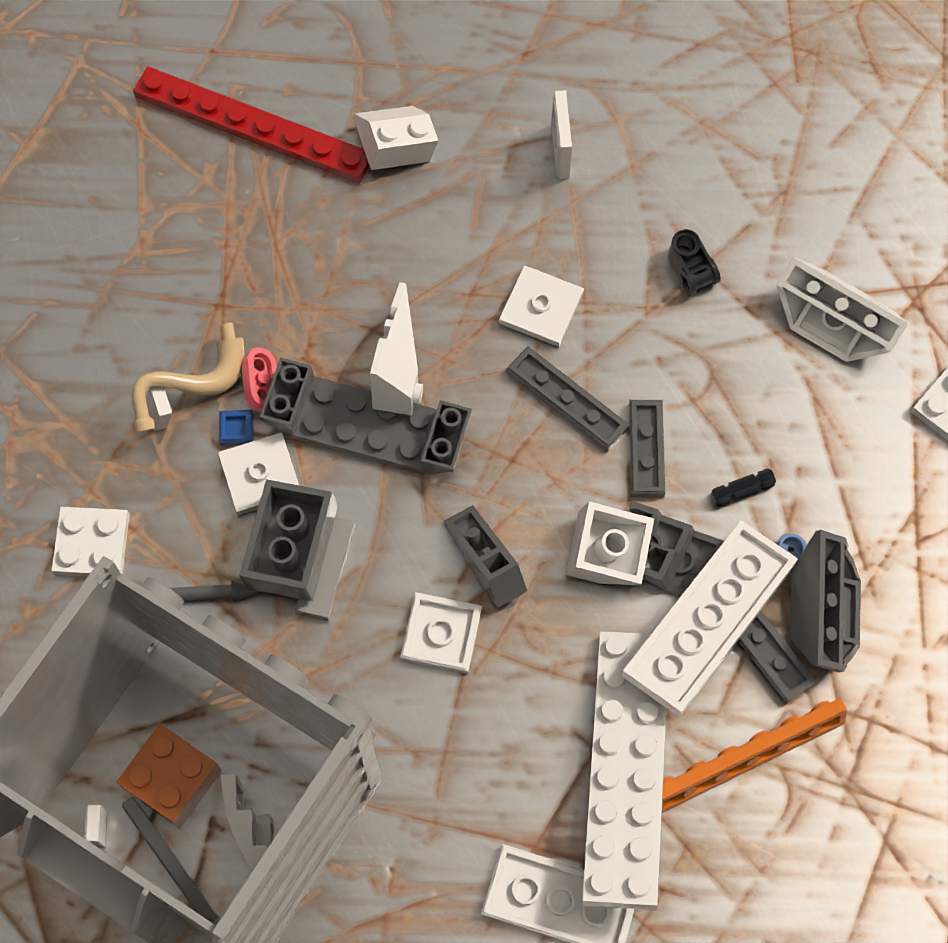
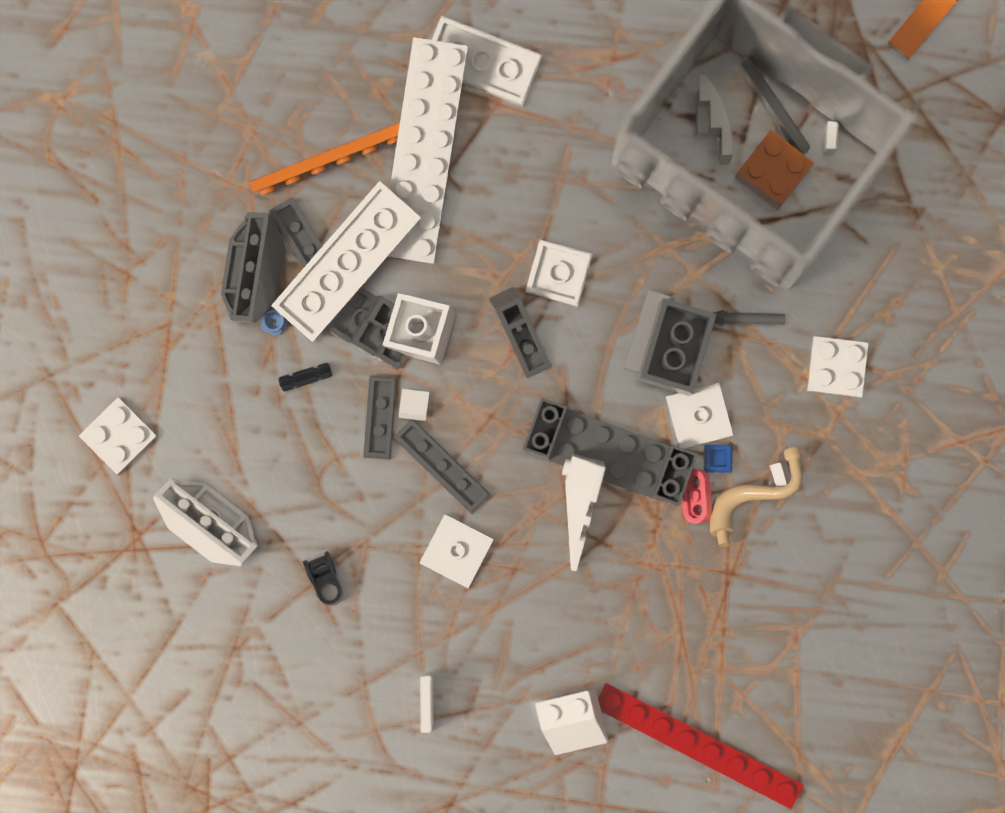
camera: 175 degrees left, 15 degrees up
(607, 462) = (414, 404): none -> white tile

